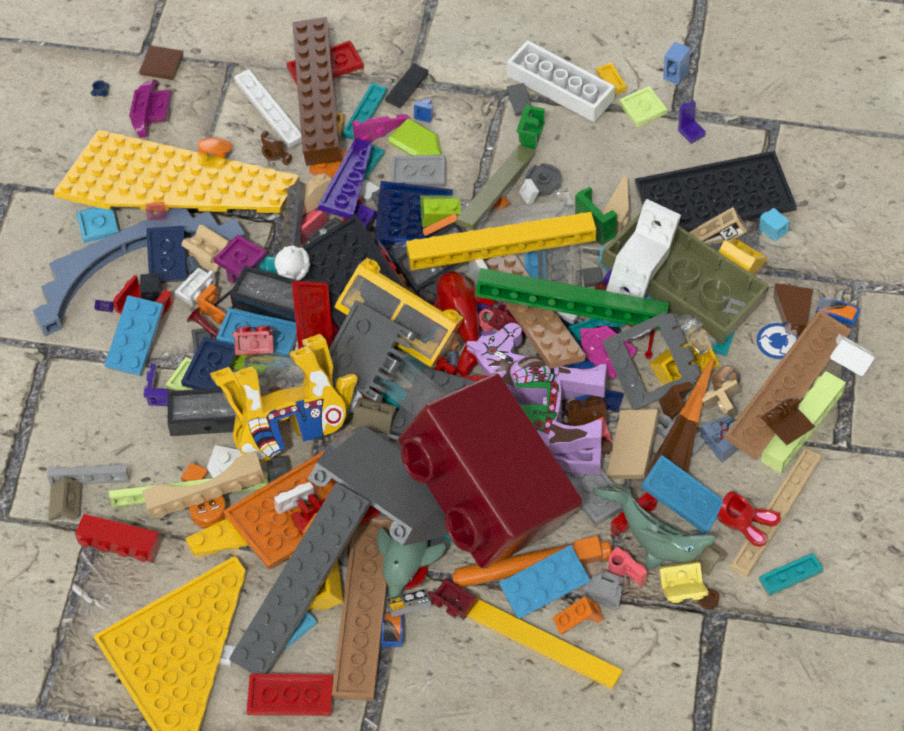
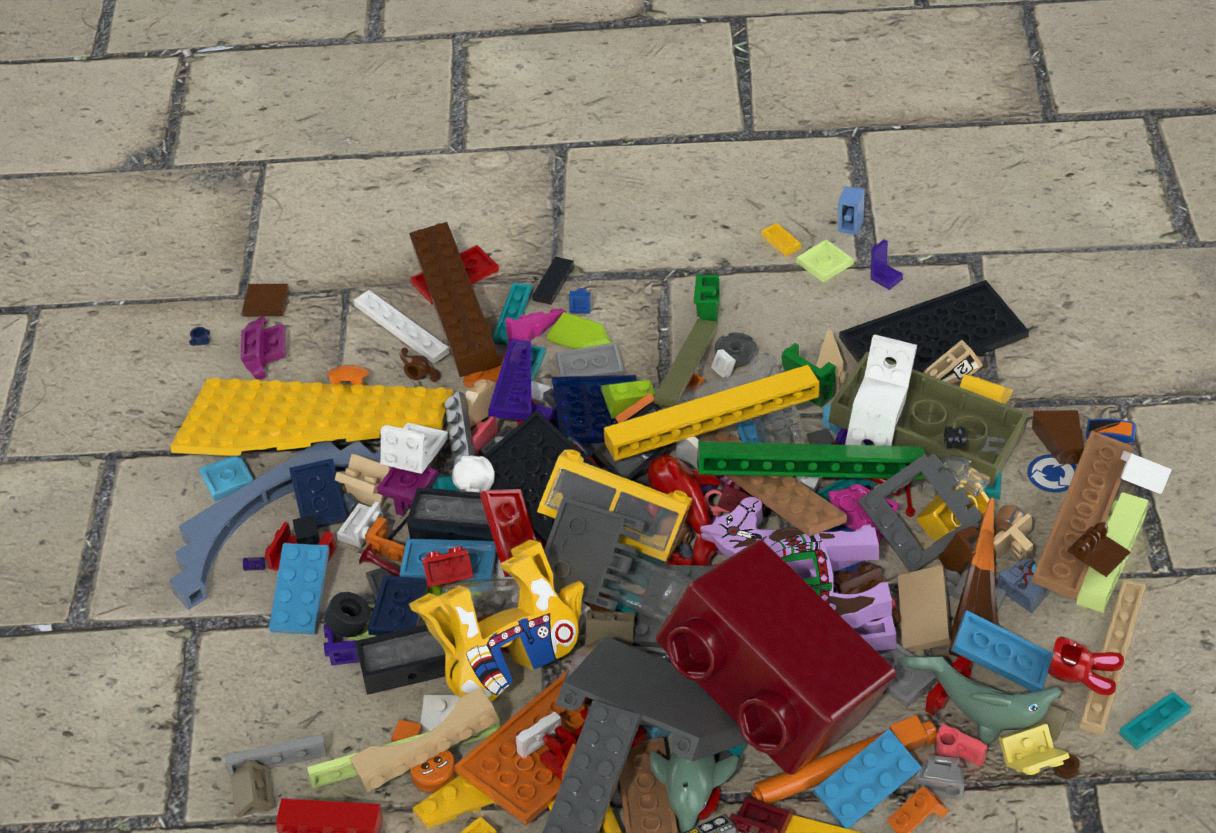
camera: 10 degrees left, 10 degrees down
(160, 208) = (302, 445): clear pink piece -> none
(173, 359) = (340, 622): none -> black tyre
(249, 227) = (411, 446): none -> white bracket
(276, 467) = (506, 706): dark grey bracket -> none
(518, 98) = (683, 274): dark grey tile -> none
(560, 81) = (727, 247): white brick -> none
(613, 400) = (887, 566): clear blue tile -> none
(697, 299) = (955, 437): none -> black wheel
(774, 224) = (1009, 353): medium azure brick -> none

